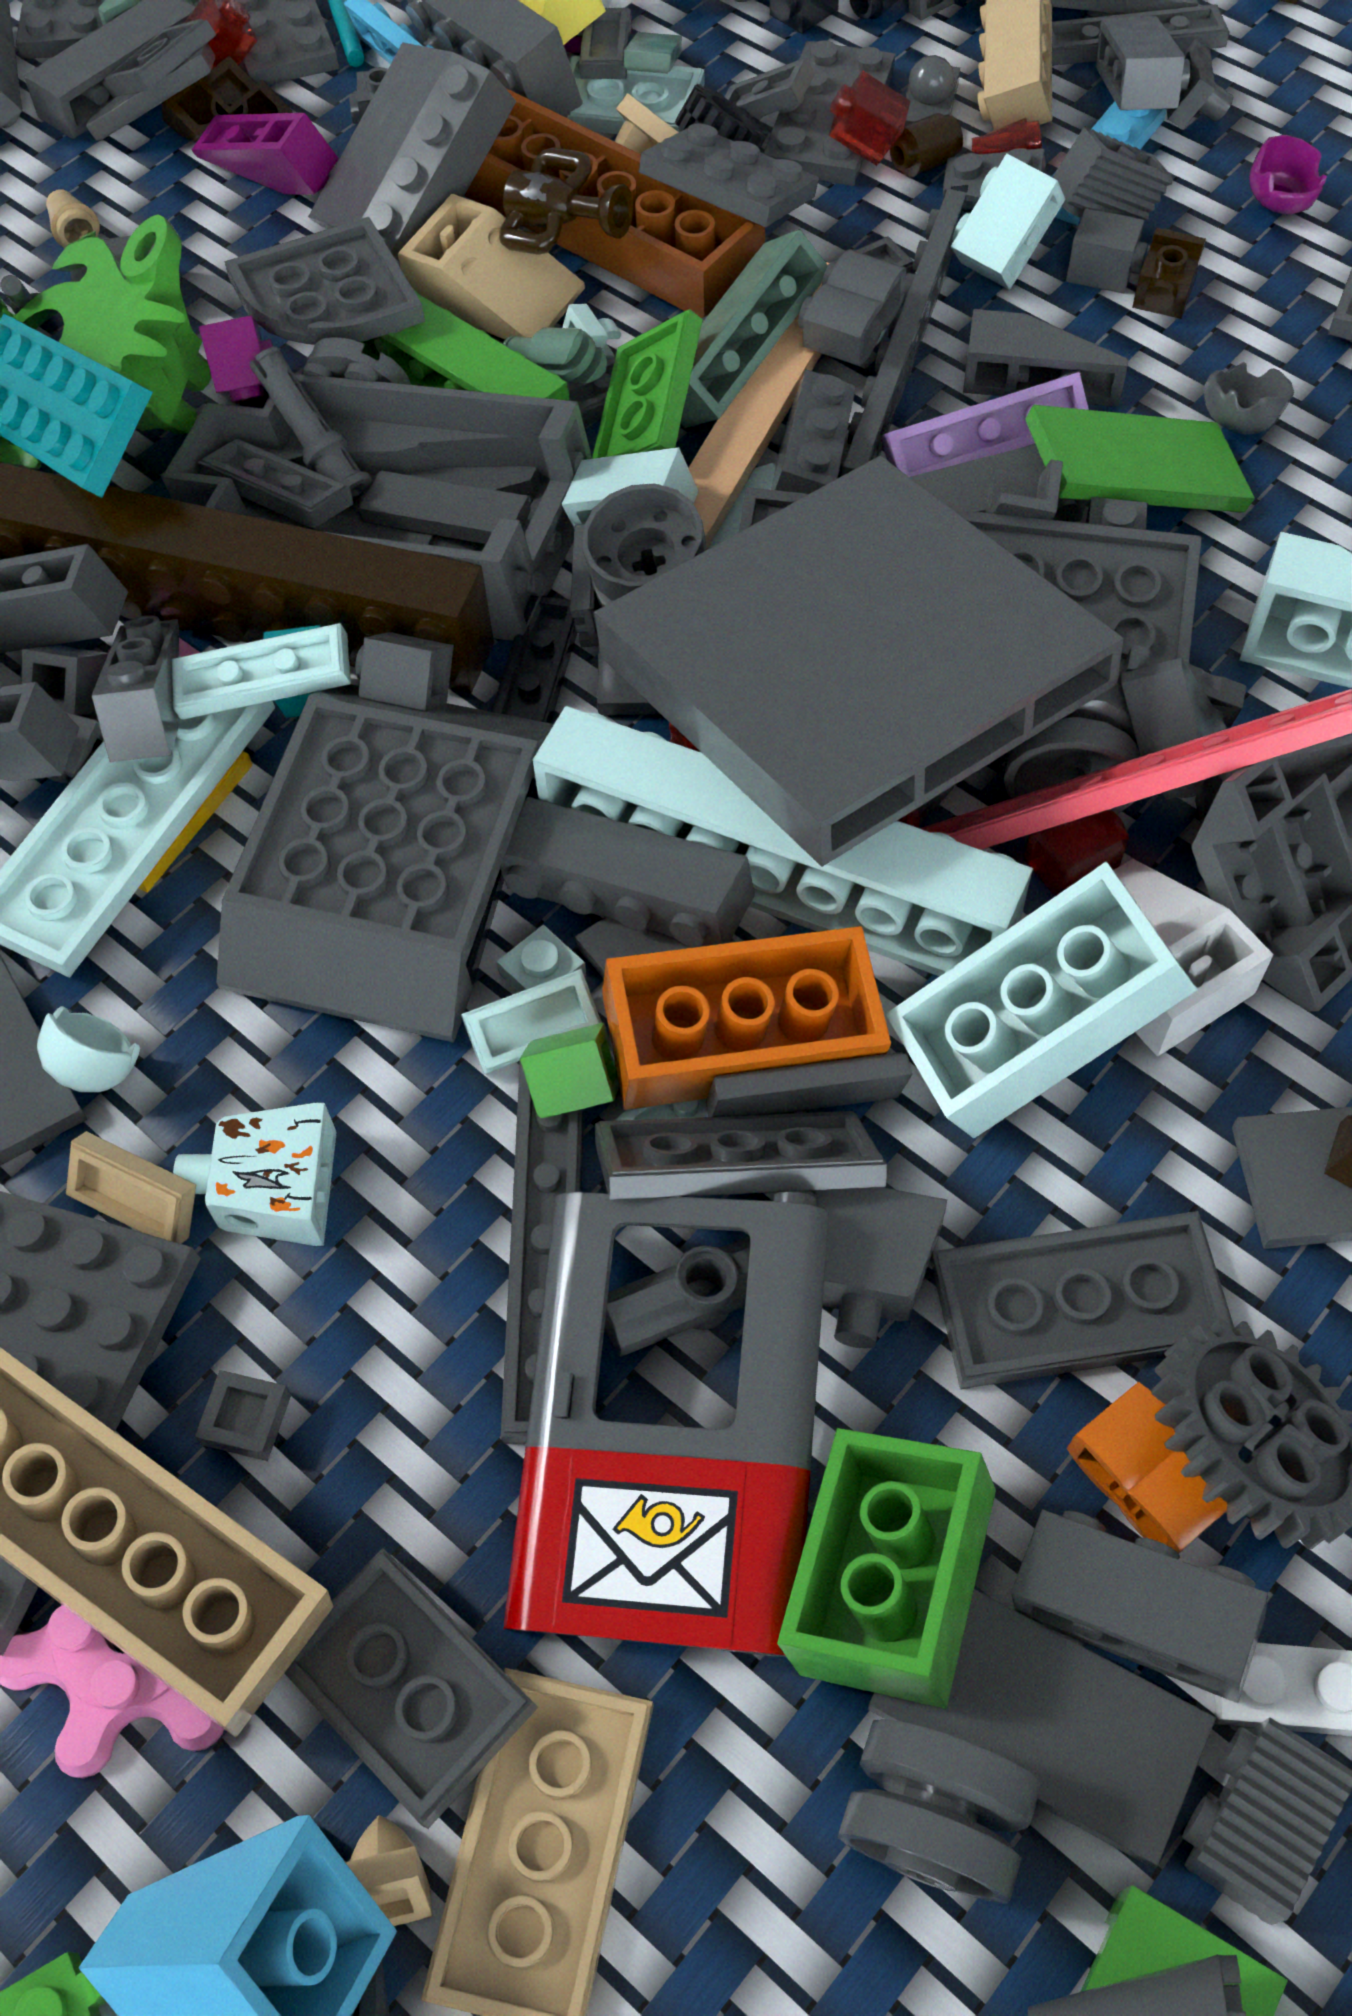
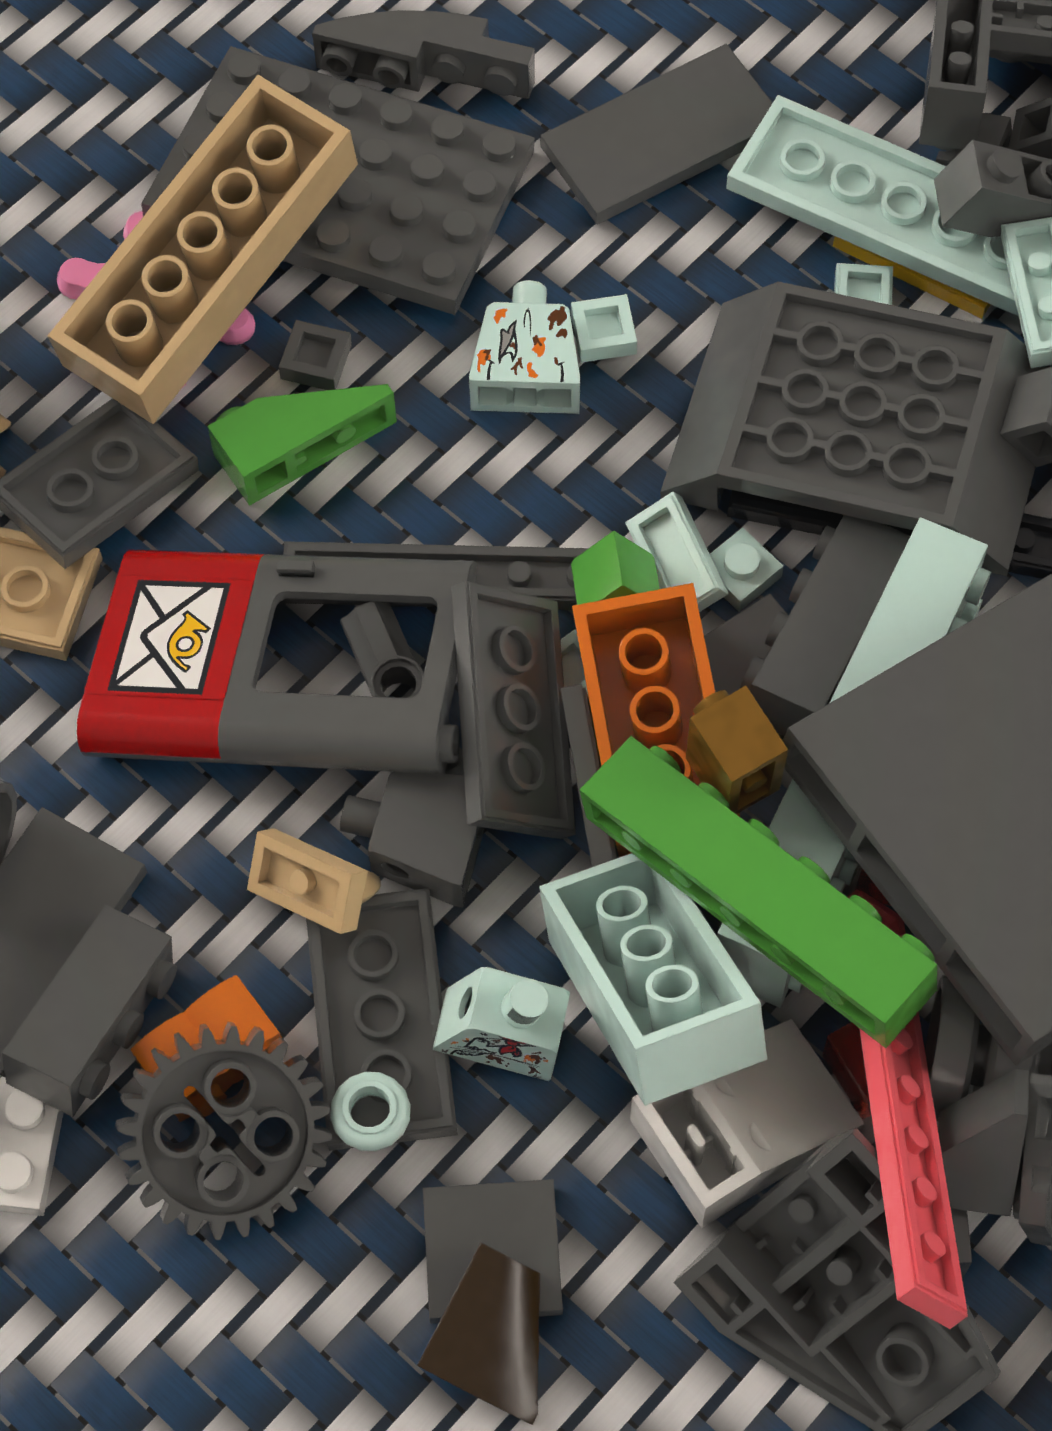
camera: 90 degrees right, 5 degrees up
(85, 1051) = (648, 207): light aqua hair -> none
(130, 1188) = (515, 255): tan tile -> none
(210, 859) = (864, 282): none -> light aqua tile
(234, 1091) = (603, 328): none -> light aqua plate
(358, 1442) = (292, 434): none -> bright green slope
(826, 894) = (735, 748): none -> pearl gold brick
(889, 1567) = (134, 811): bright green brick -> none
(952, 1363) = (310, 881): none -> tan tile
(968, 880) = (761, 890): none -> bright green brick
(1103, 1123) = (507, 1024): none -> light aqua torso
(1211, 1263) = (366, 1085): none -> light aqua piece

